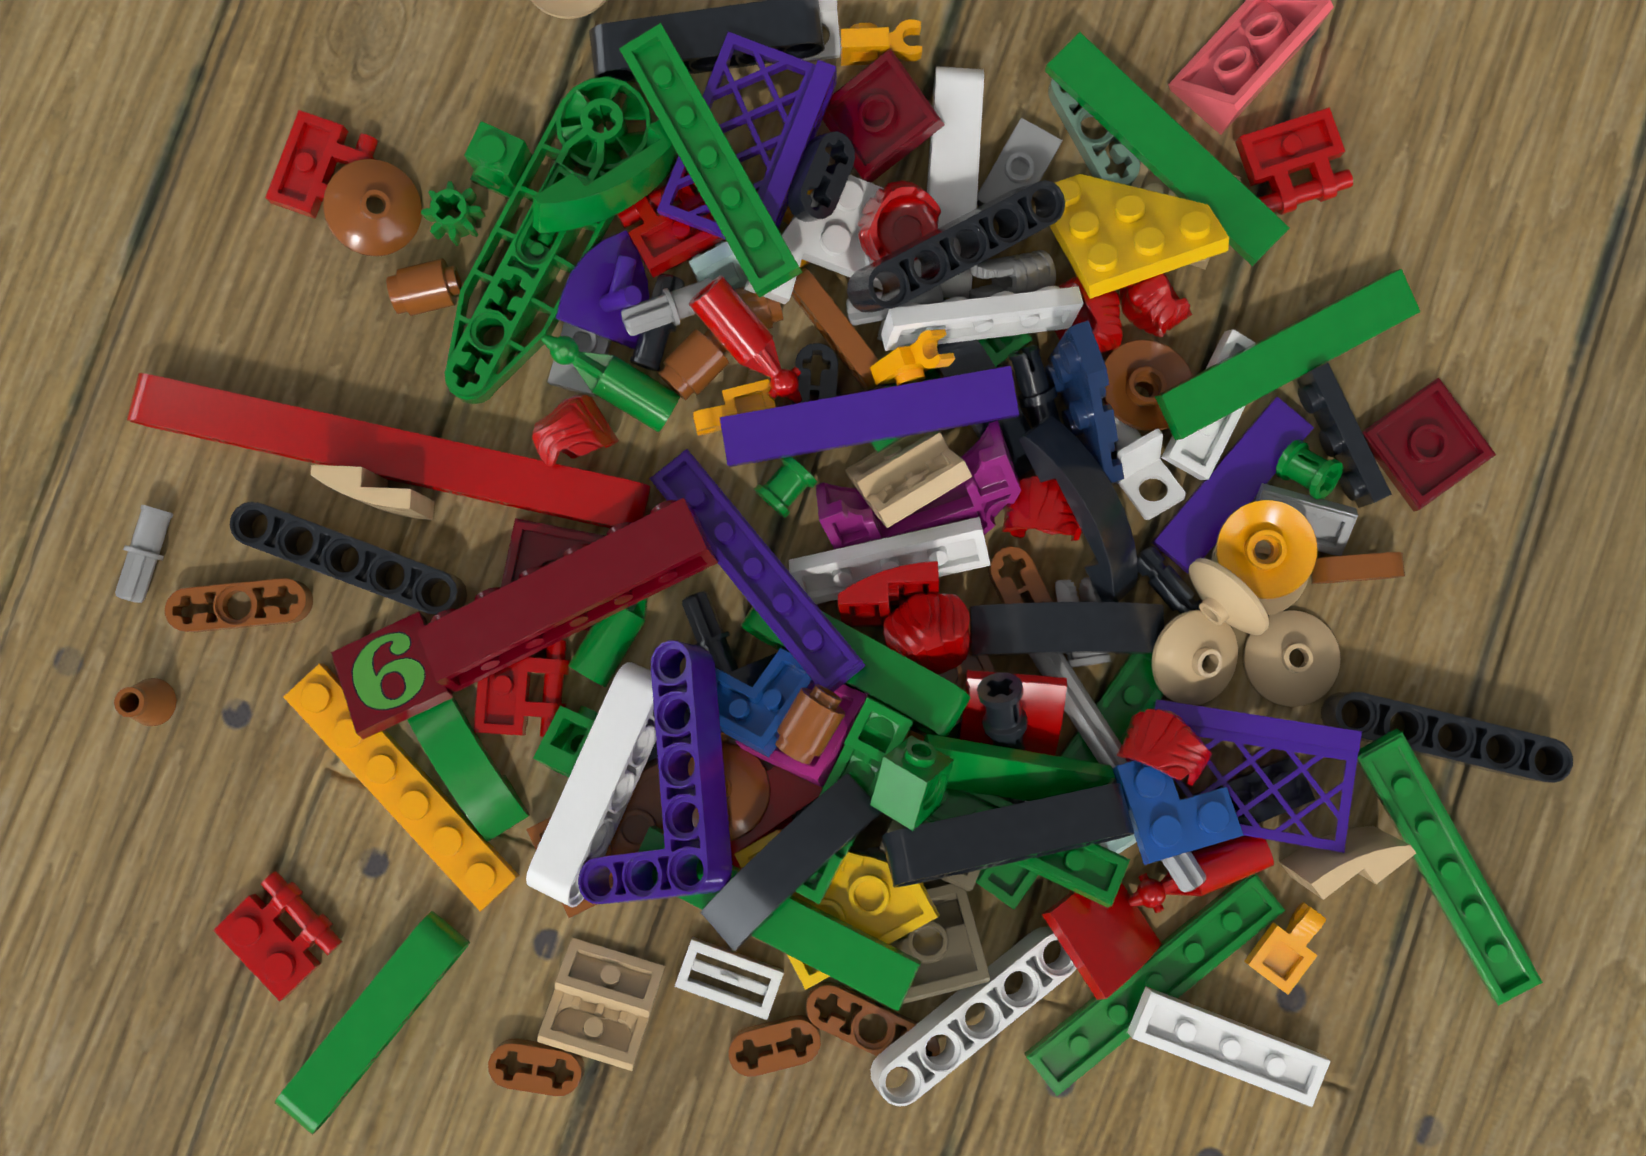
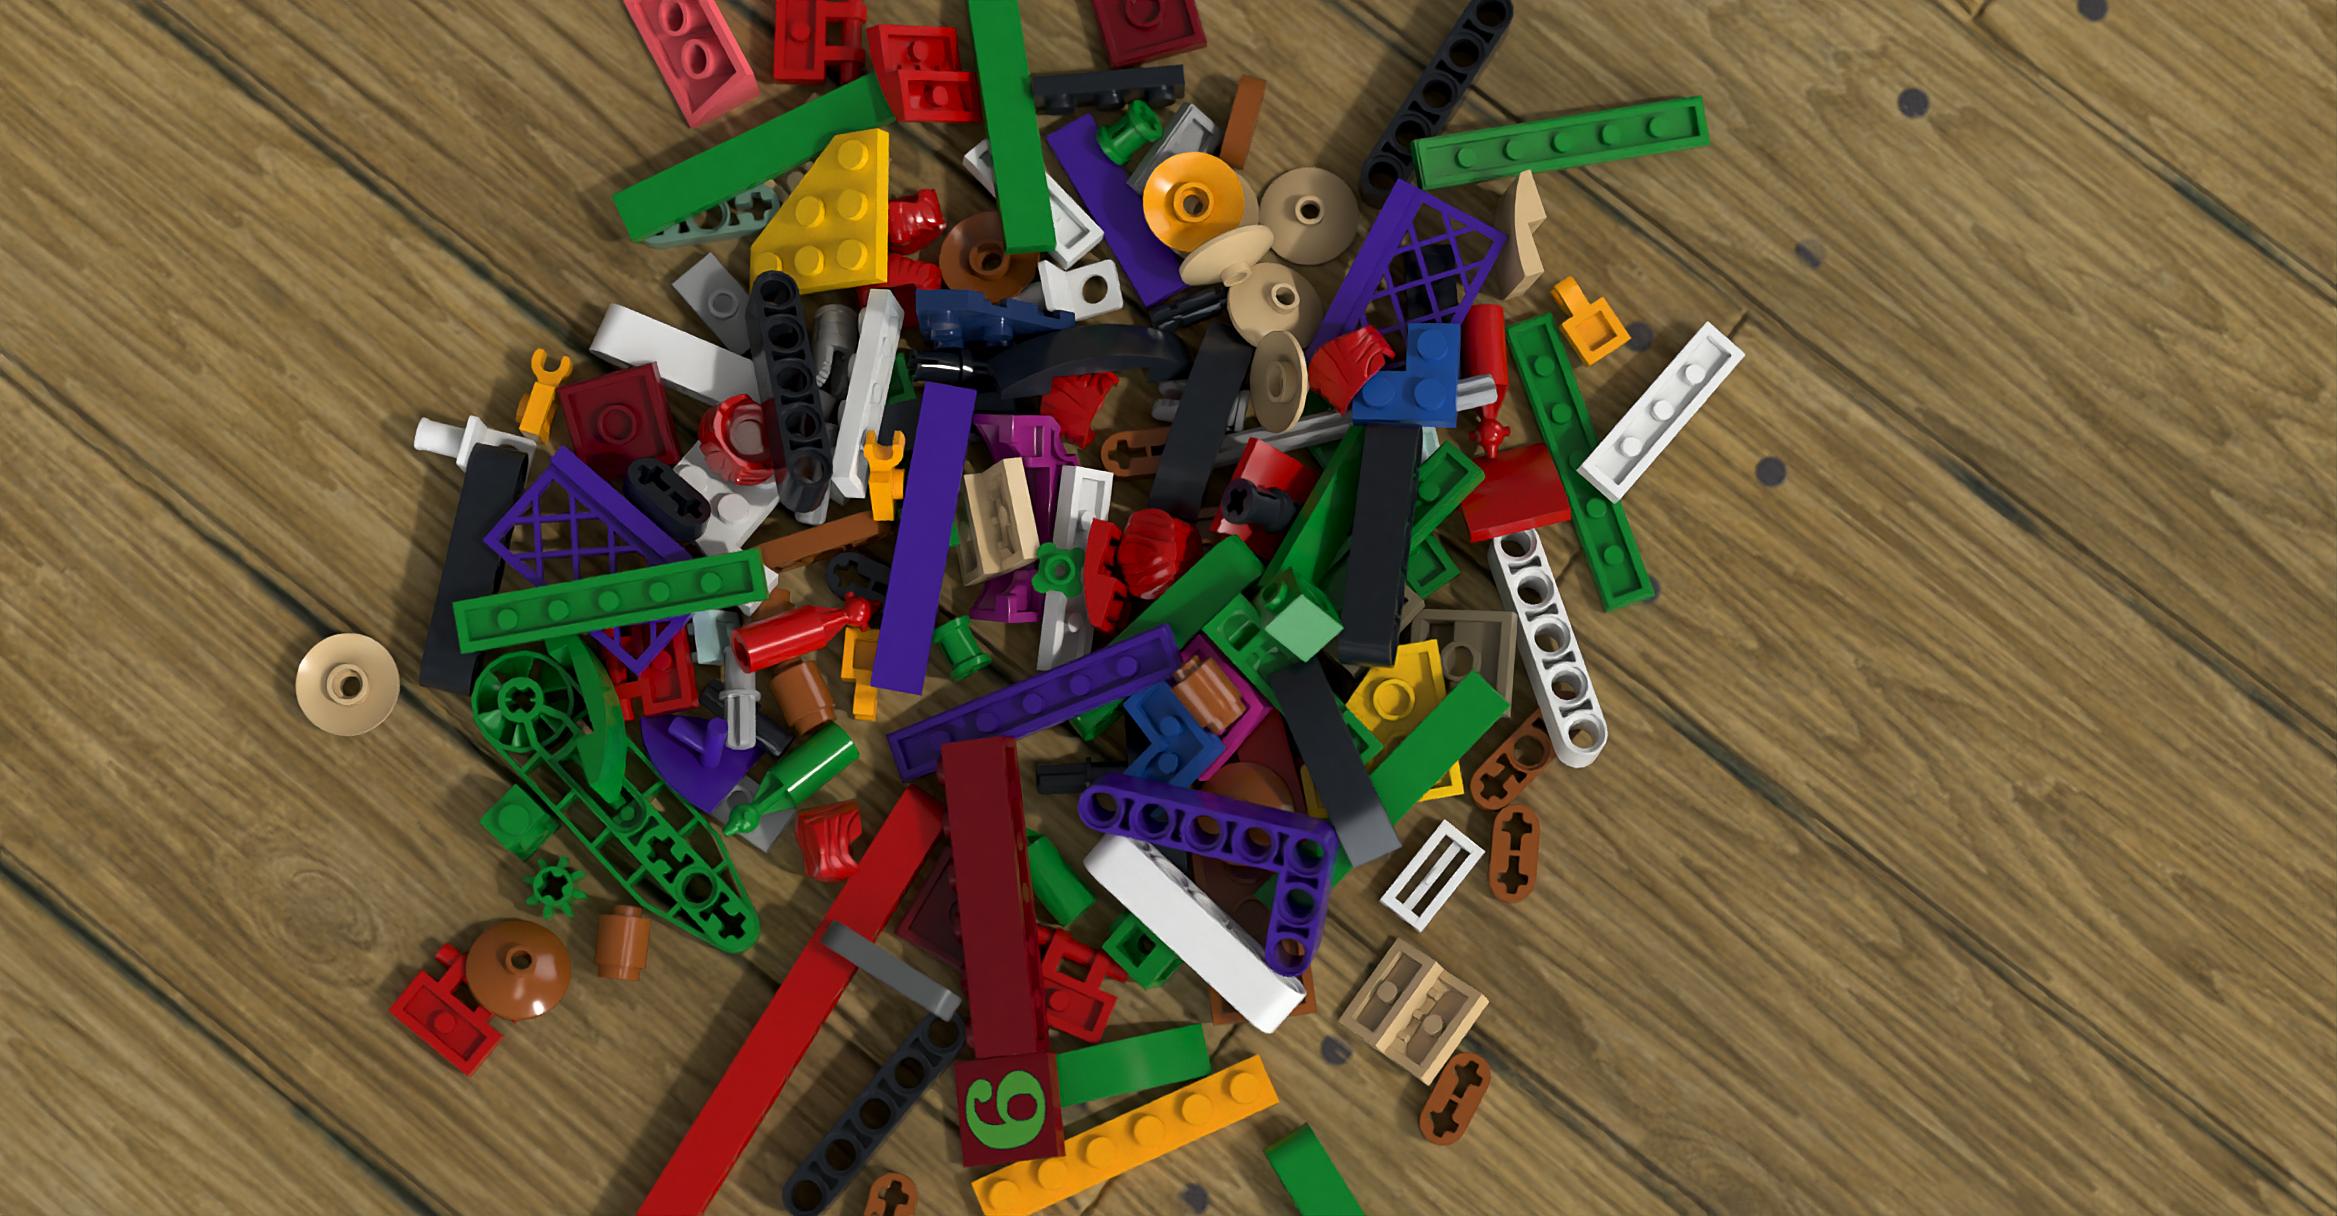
camera: 70 degrees left, 5 degrees down
(373, 491) = (809, 1073): tan slope -> none
(467, 526) = (891, 970): none -> dark grey beam
(870, 538) = (1047, 579): none -> green plate
(1127, 686) = (1278, 381): none -> tan dish
(1294, 264) = (923, 74): none -> red slope

